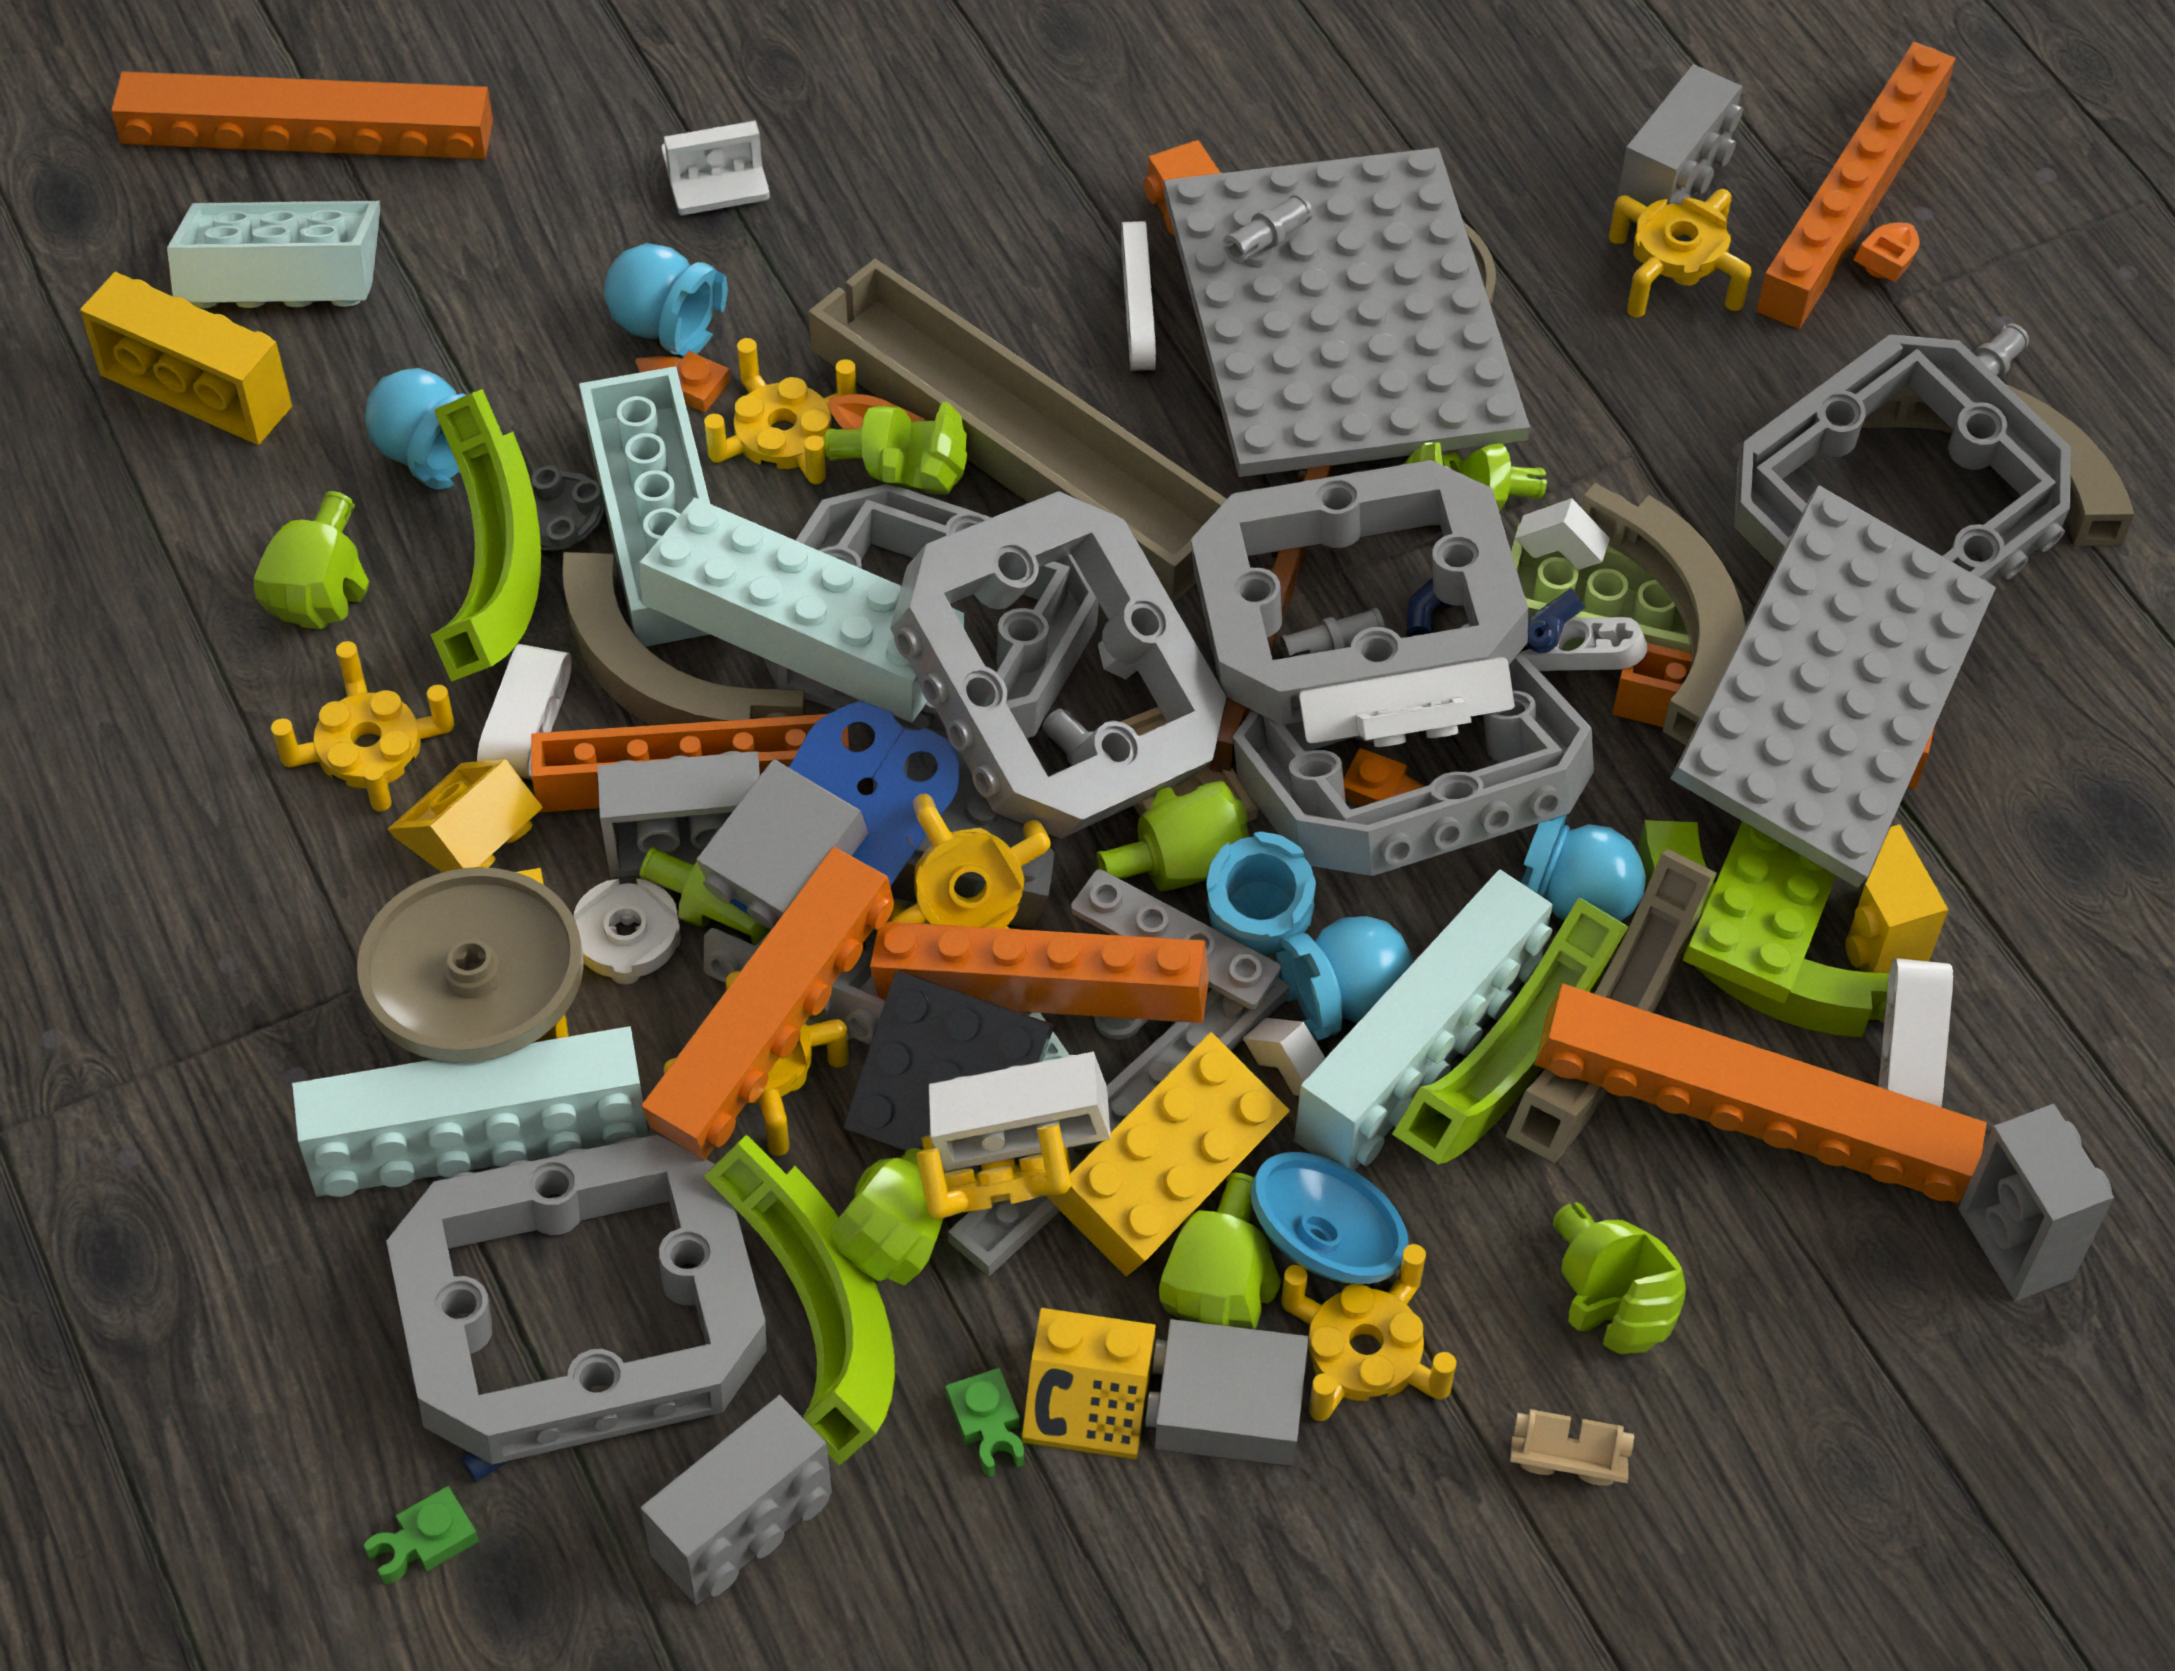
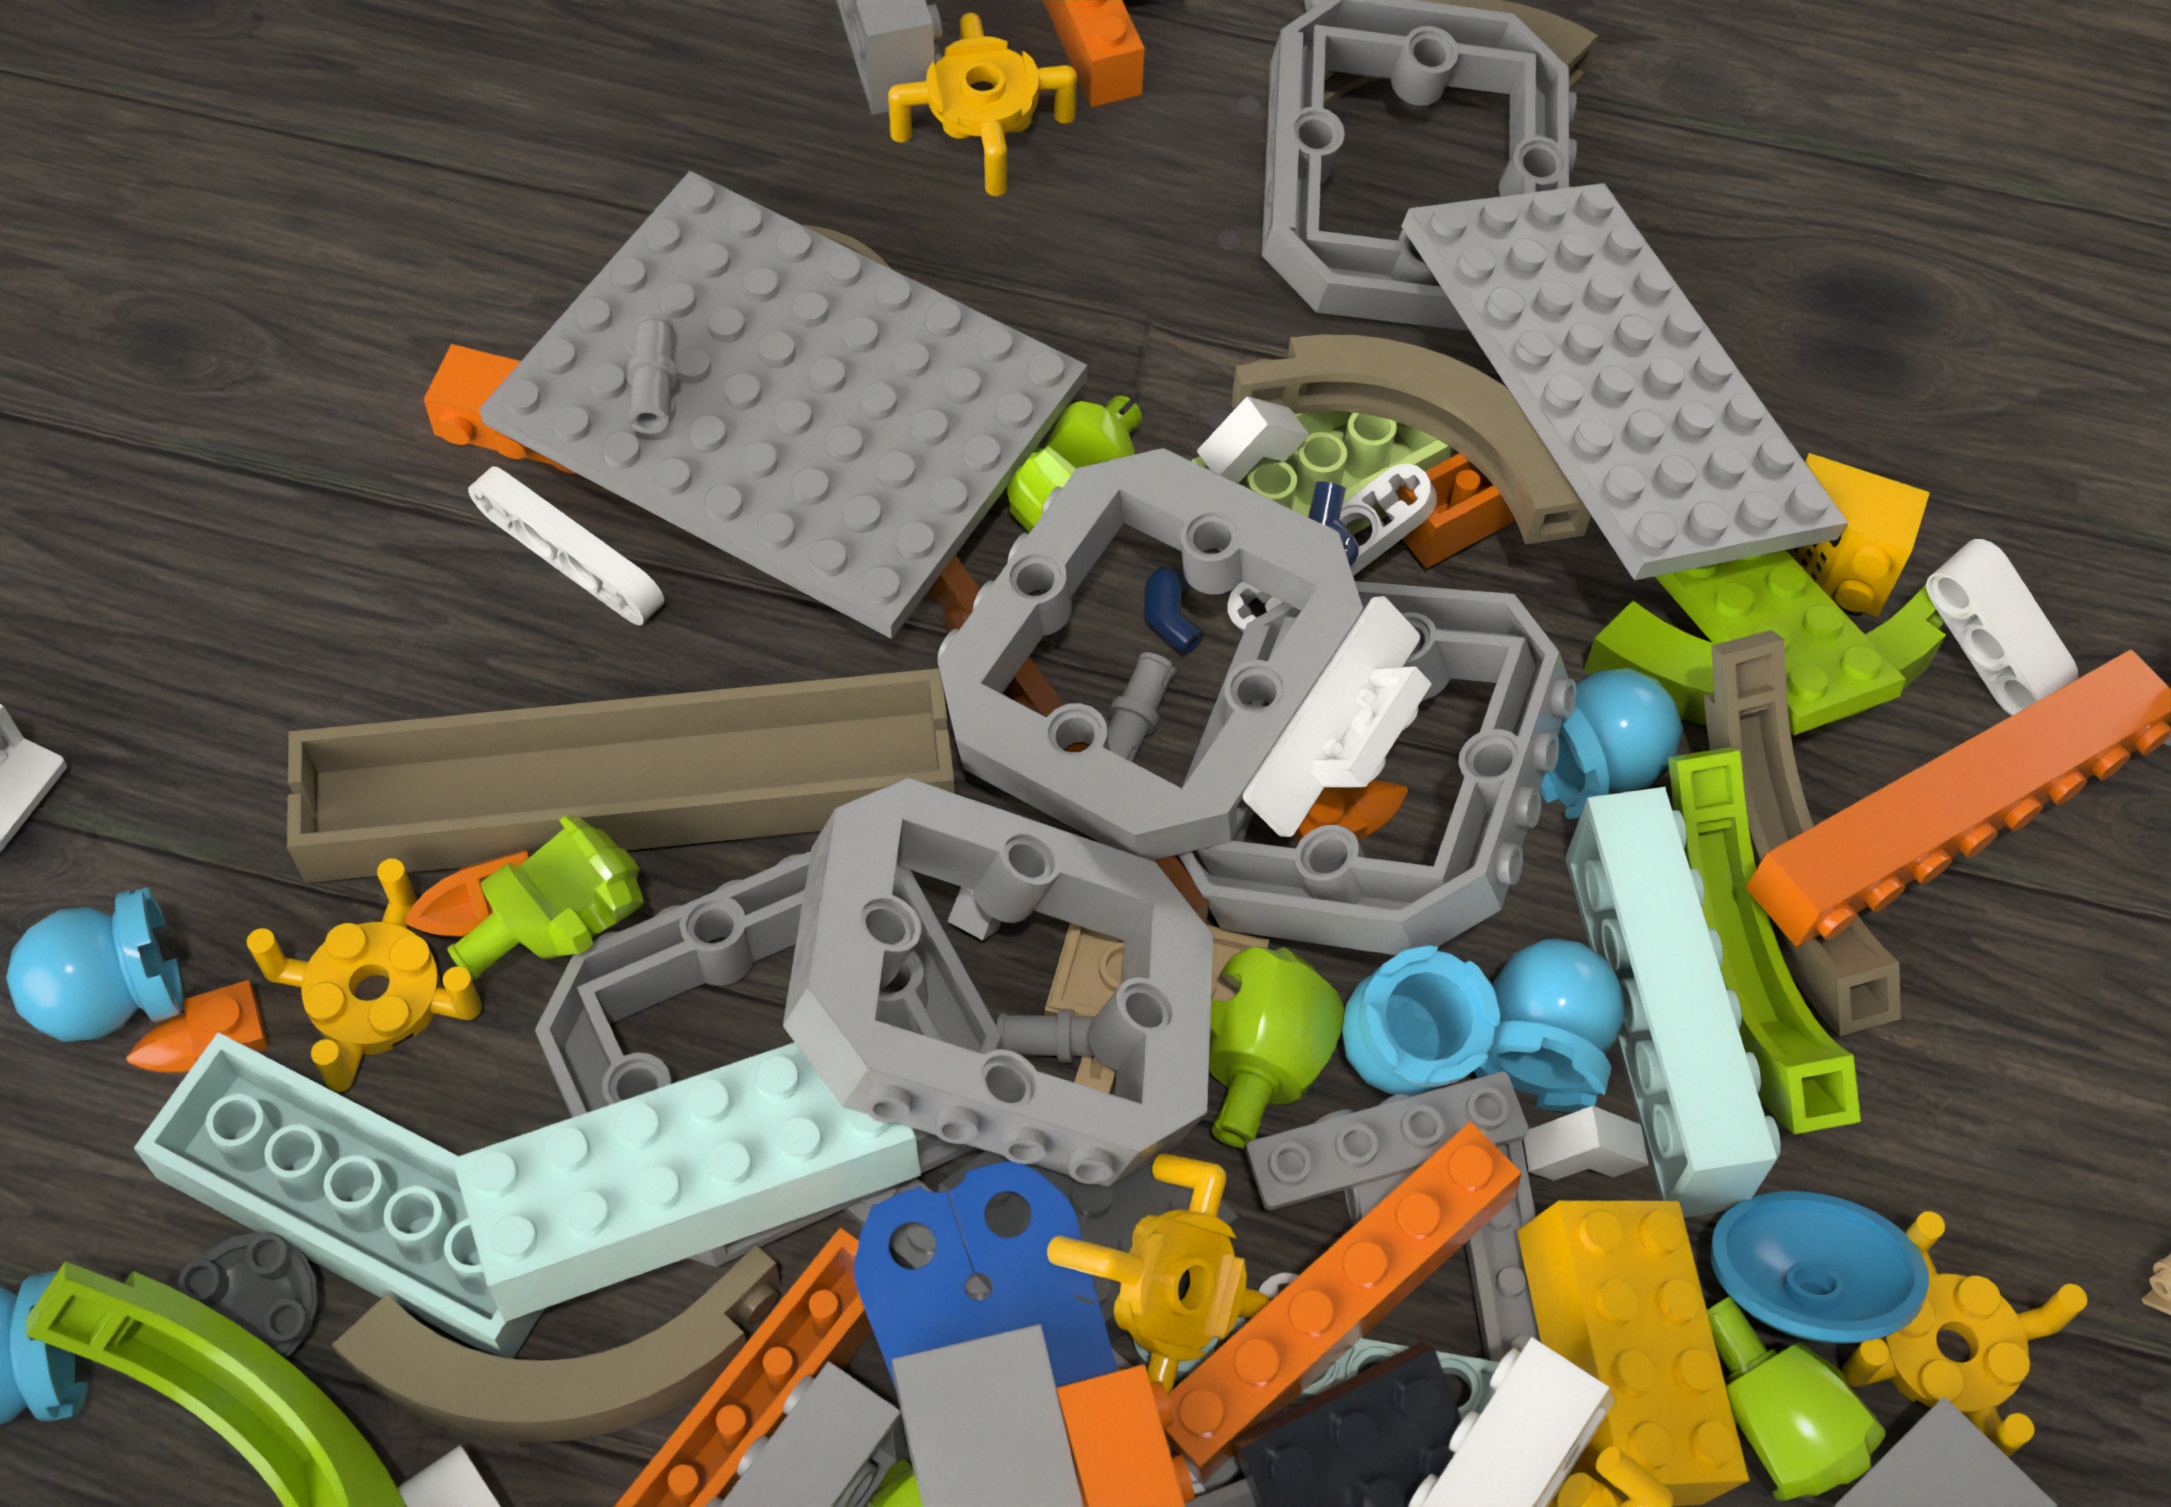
camera: 50 degrees left, 5 degrees up
(1619, 1278) = (2071, 1060): lime piece -> none

